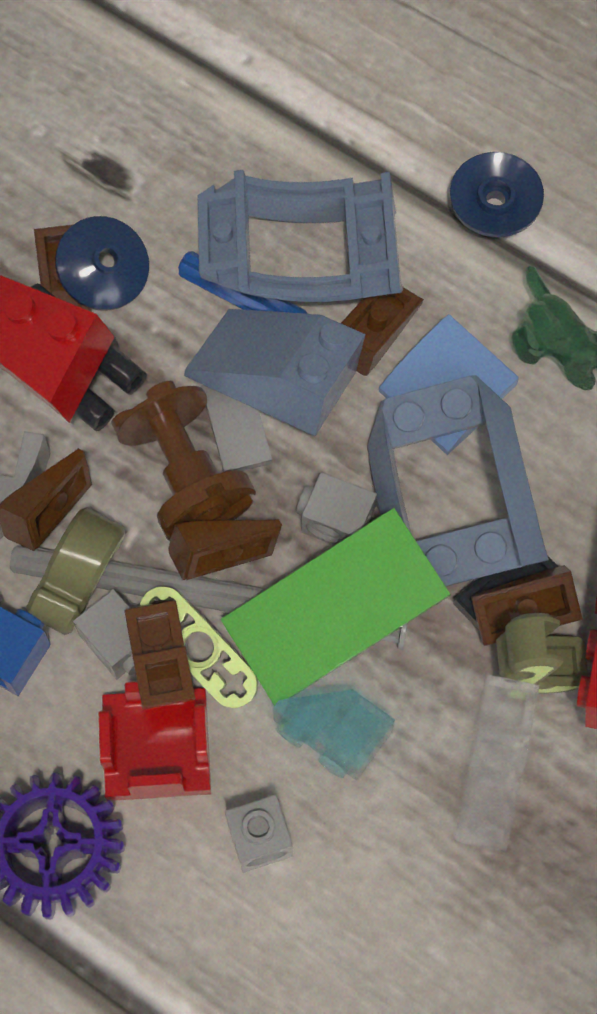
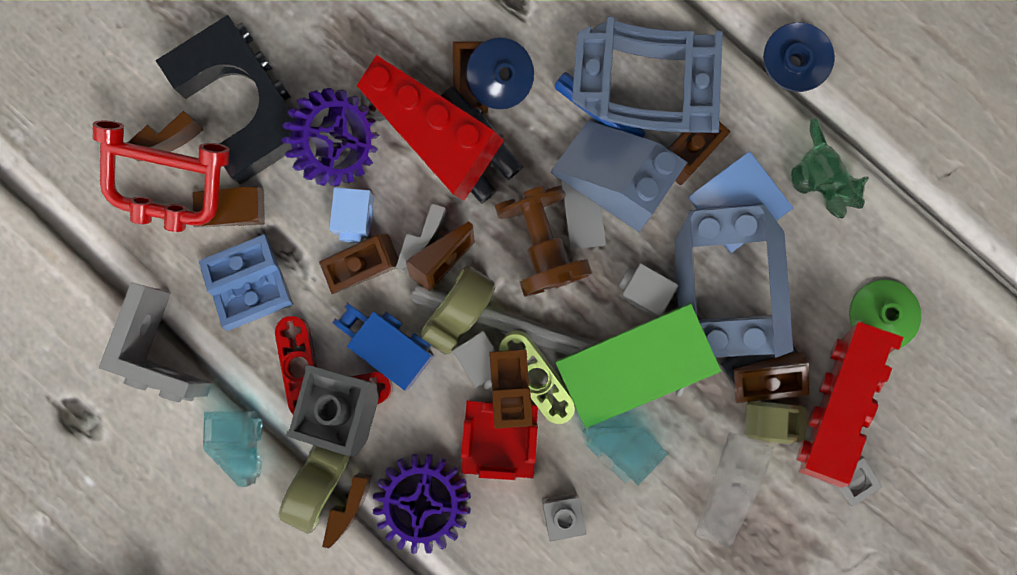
camera: 10 degrees right, 15 degrees up
(216, 545) = (555, 307): reddish brown slope -> none

